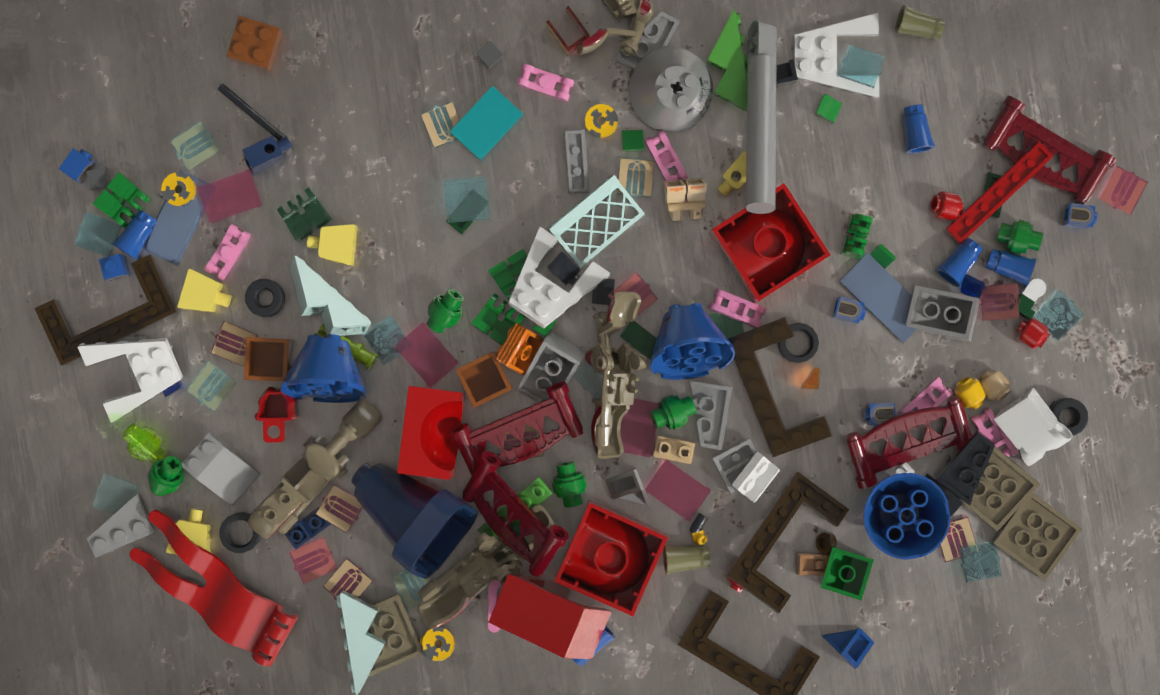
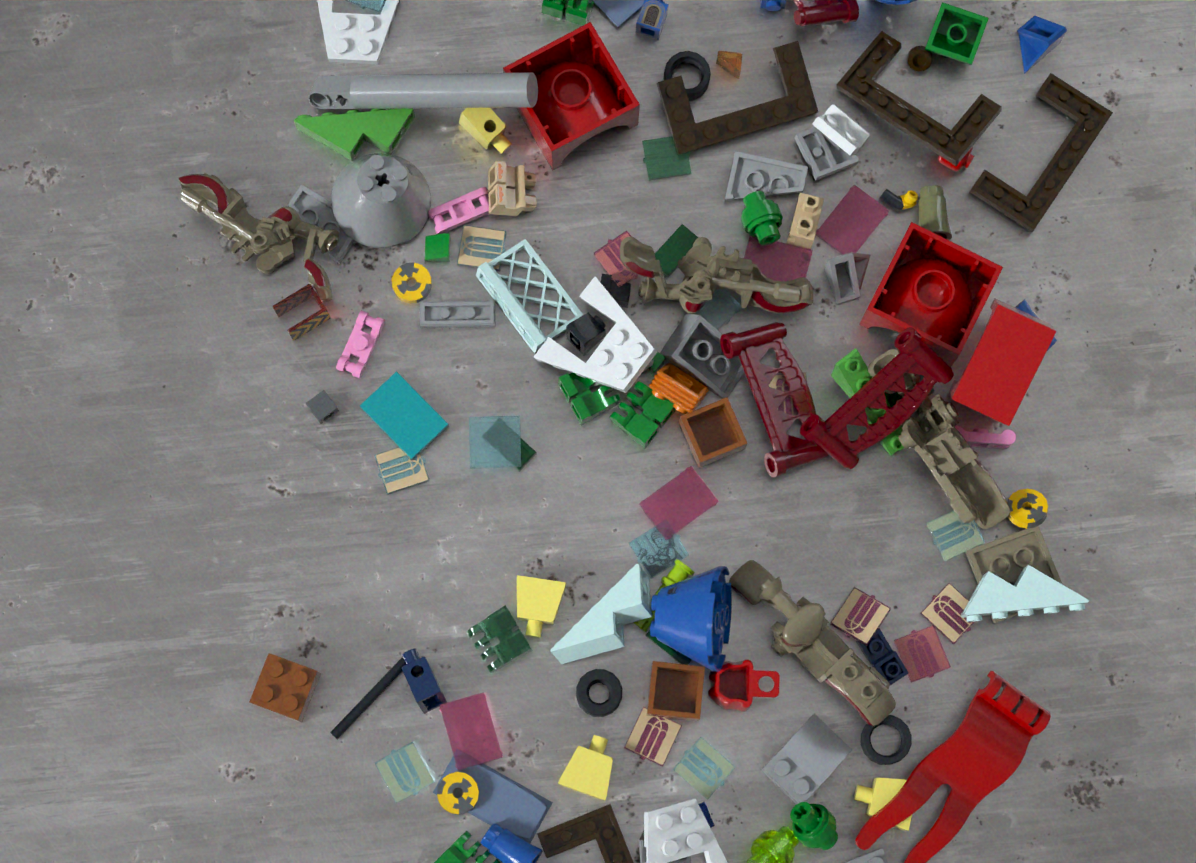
camera: 85 degrees left, 10 degrees down
(227, 252) = (540, 737): bright pink plate -> none
(413, 517) = (872, 525): dark blue cone -> none
(425, 439) = (787, 504): red piece -> none
(445, 310) = (627, 474): green piece -> none
(569, 484) = (840, 340): green piece -> none
(689, 344) = (682, 190): blue cone -> none
(737, 308) = (643, 141): bright pink plate -> none
(786, 74) = (372, 64): black panel -> none
(811, 563) = (943, 74): medium nougat plate -> none
(828, 108) = (416, 27): green slope -> none

